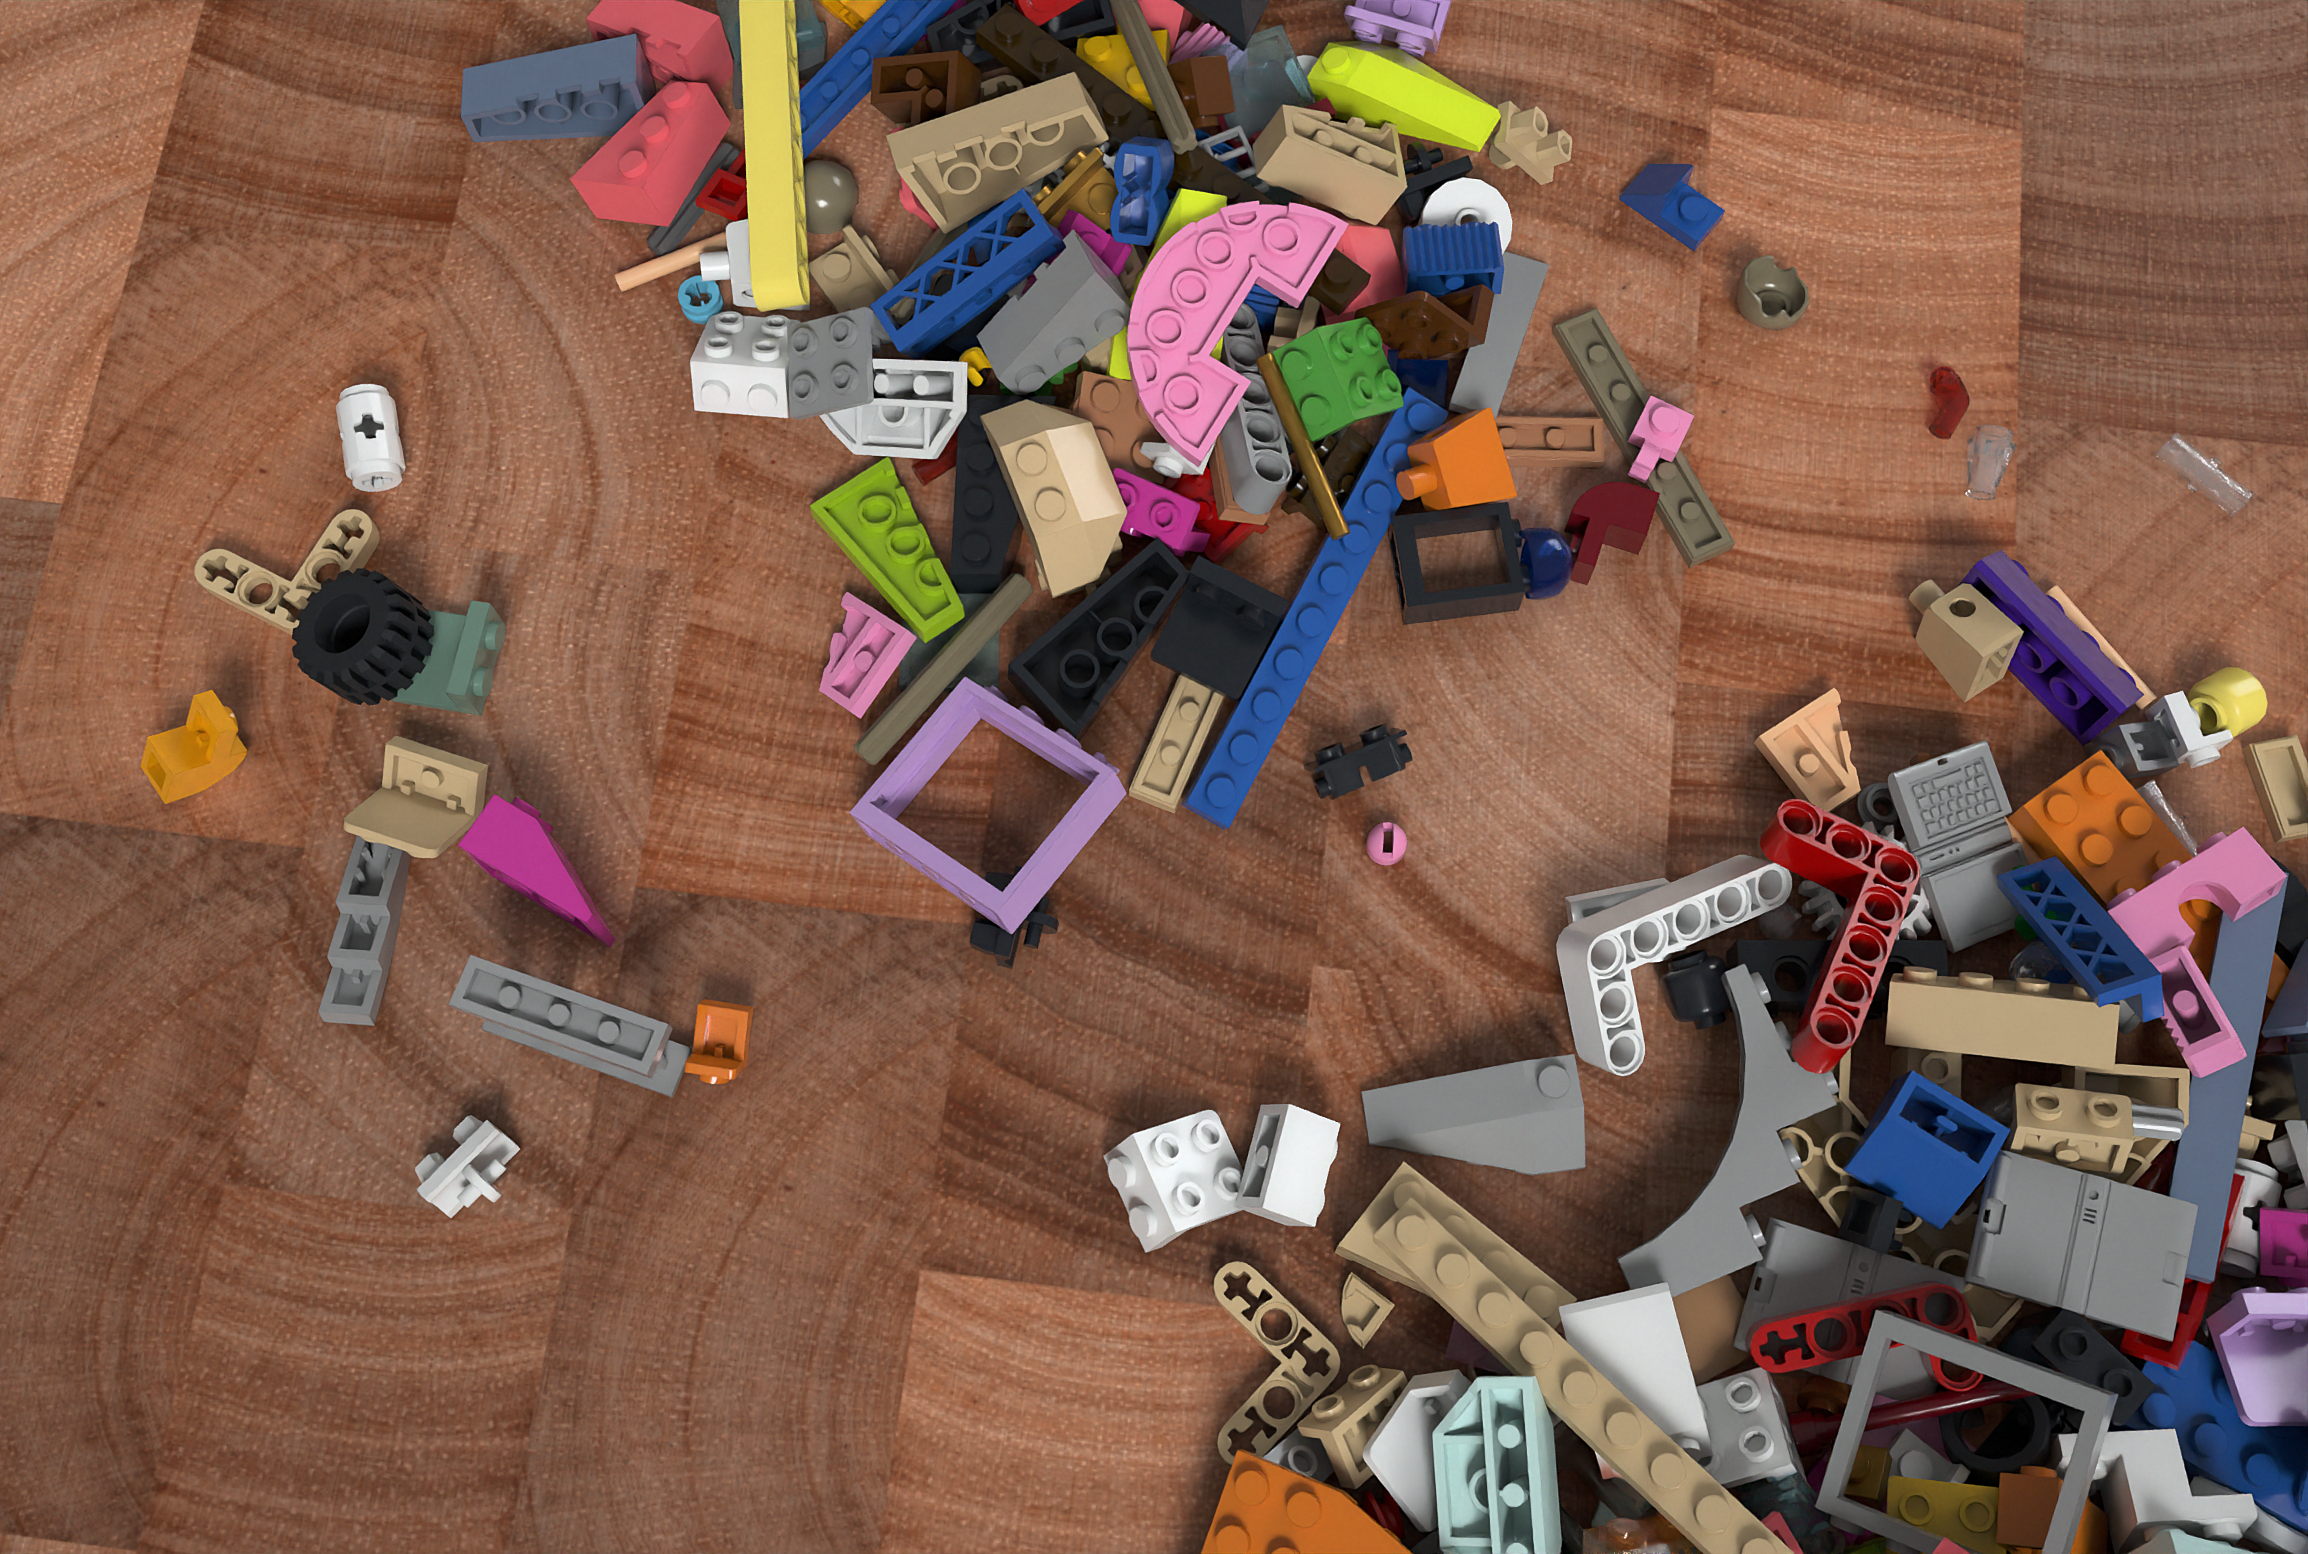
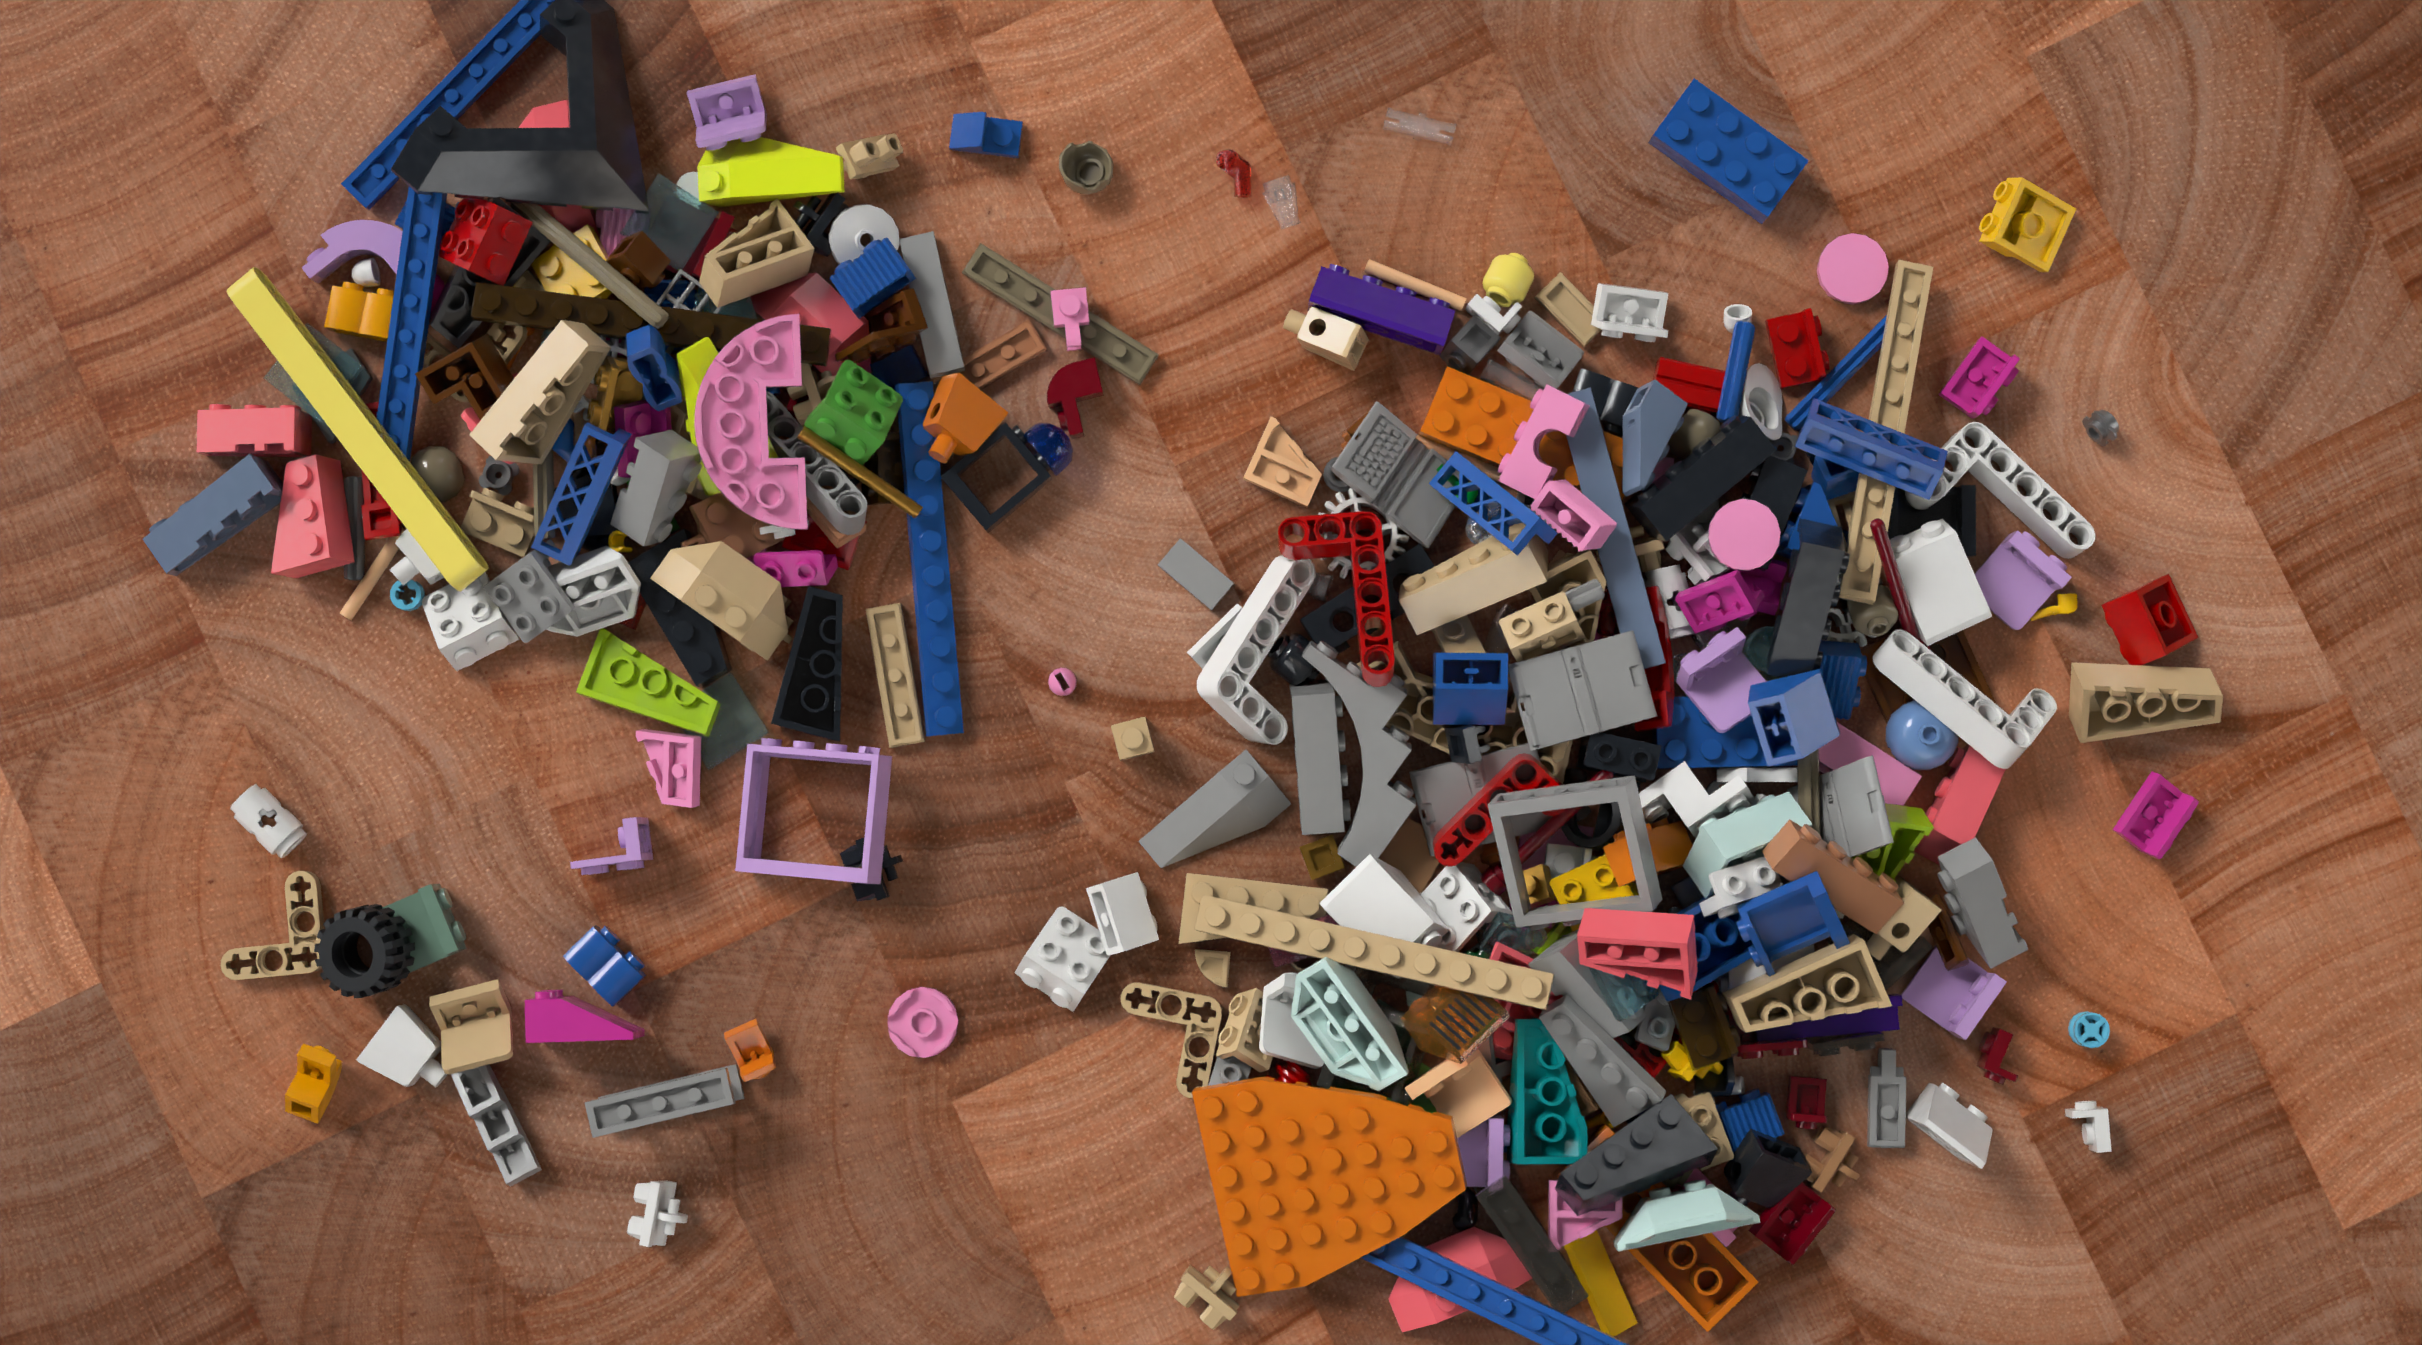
camera: 30 degrees left, 15 degrees up
(322, 779) = (404, 1050): none -> white torso
(622, 831) = (605, 964): none -> blue brick
(748, 720) = (633, 837): none -> lavender bracket
(890, 225) = (489, 477): none -> flat silver plate
(943, 668) = (730, 744): dark tan axle -> none
(950, 1145) = (922, 1022): none -> bright pink tile
(1218, 629) = (881, 620): black bracket -> none
(1340, 765) = (1005, 651): black hinge -> none
(1434, 959) = (1132, 738): none -> tan brick
(1587, 1258) = (1321, 857): none -> pearl gold plate
(1629, 817) = (1195, 574): none -> light grey tile
(1659, 1128) = (1317, 757): none -> light grey wedge
(2225, 800) = (1541, 351): none -> light grey bracket

